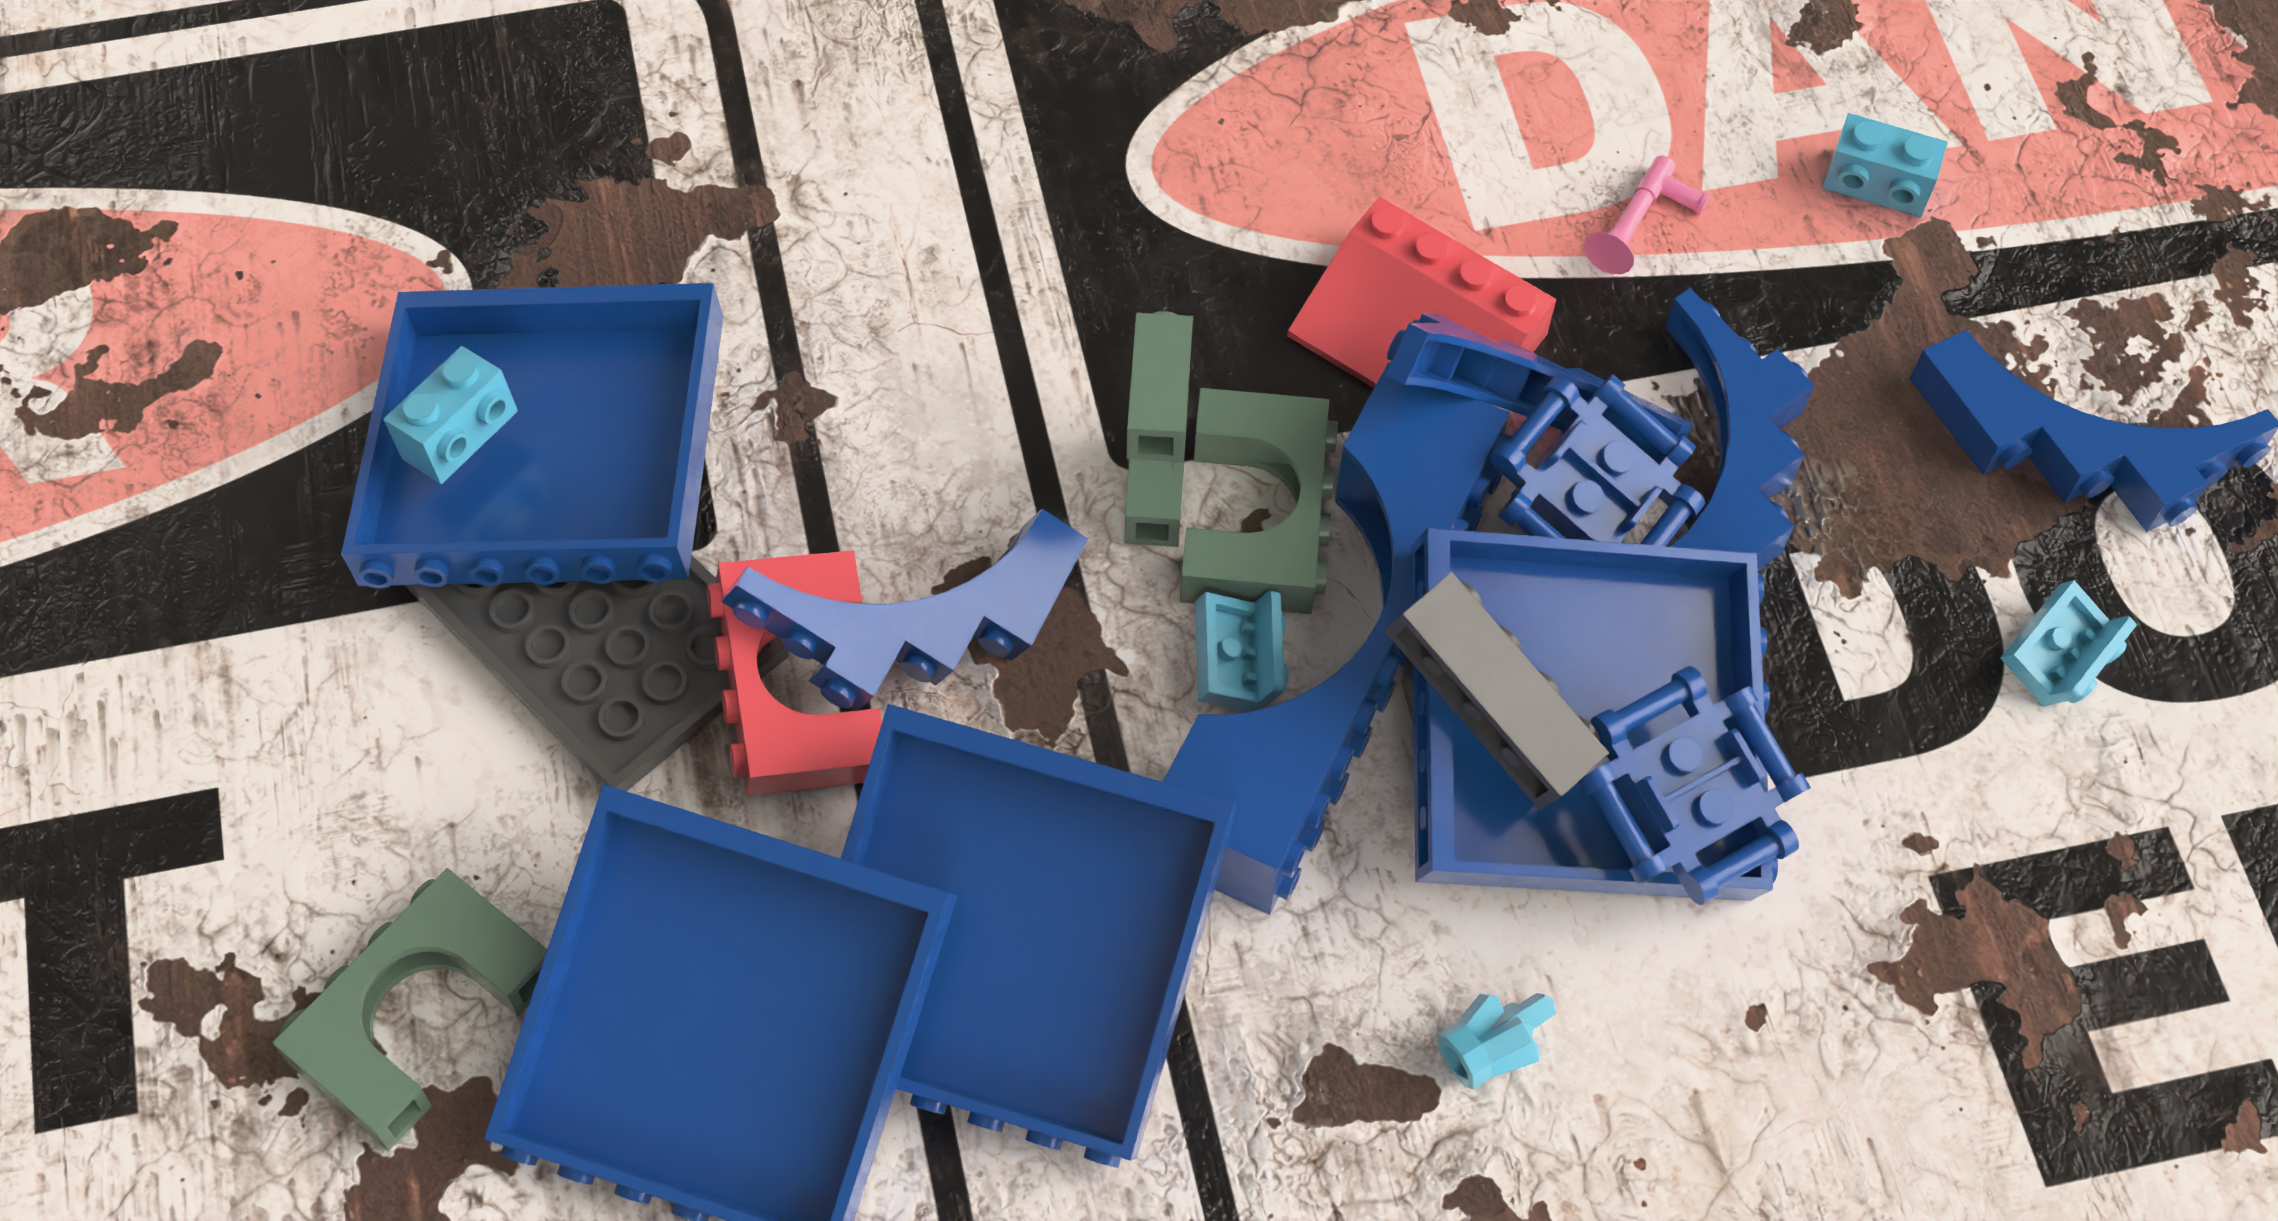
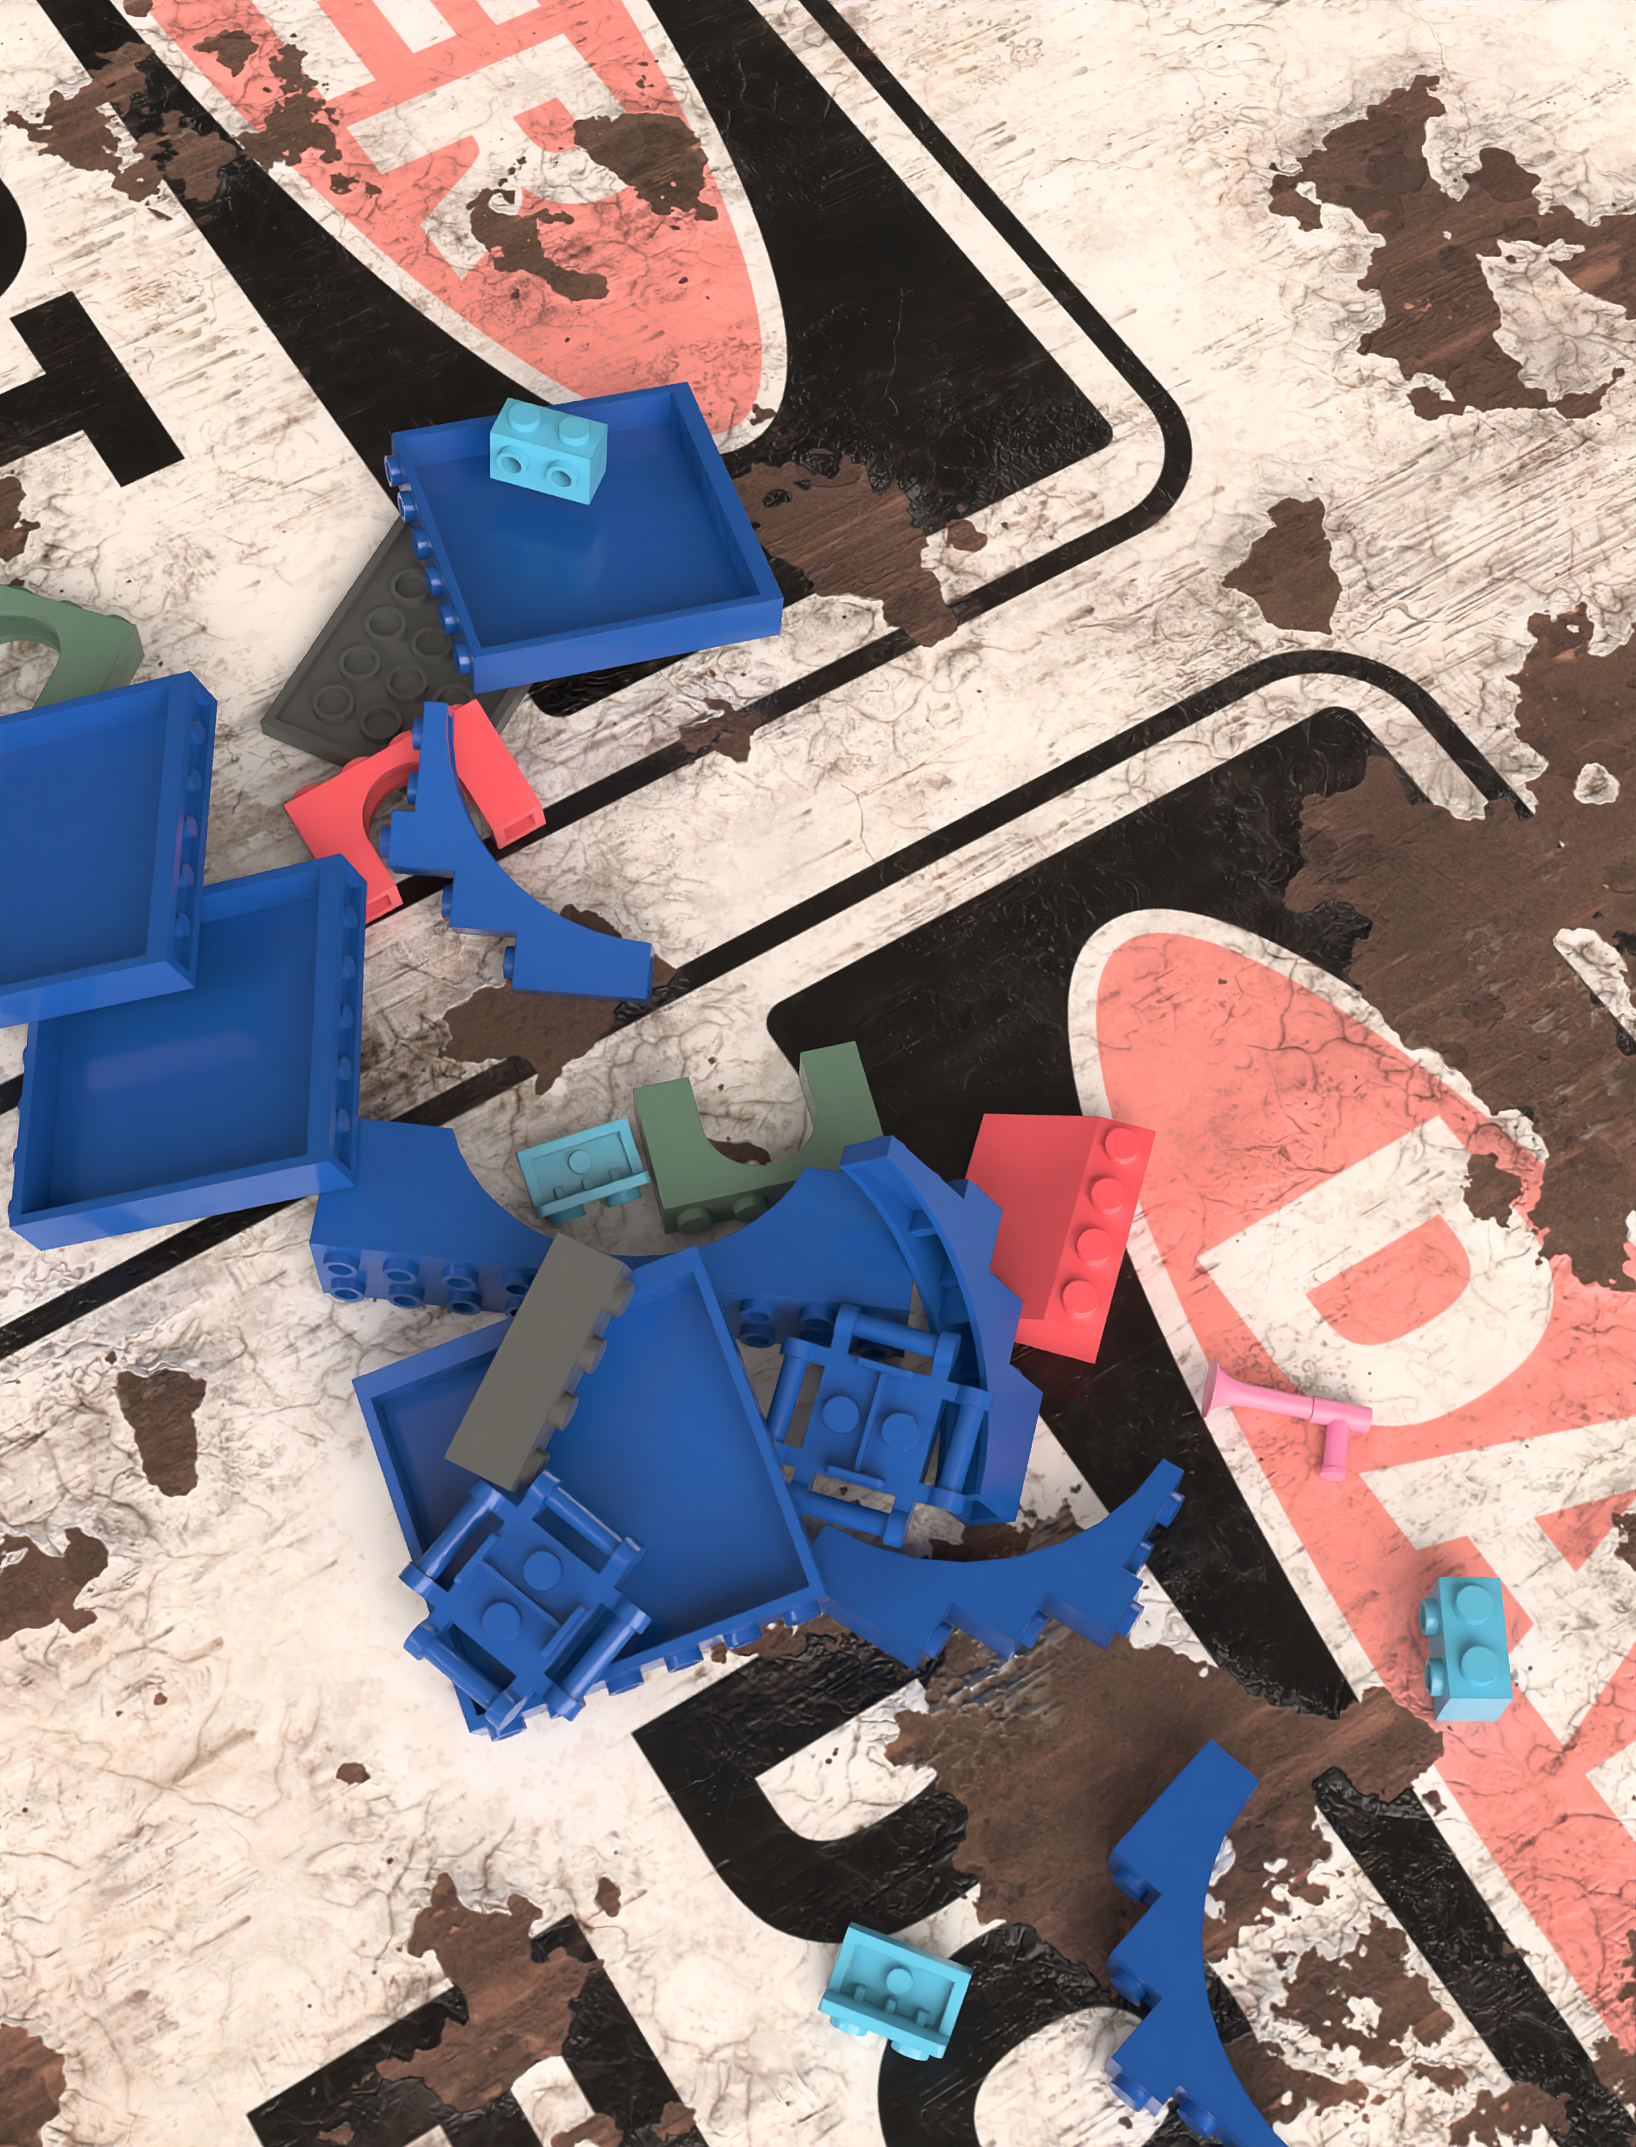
camera: 70 degrees right, 0 degrees up
(1157, 428) = (768, 956): sand green arch -> none
(1494, 1037) = (236, 1518): medium azure rock -> none

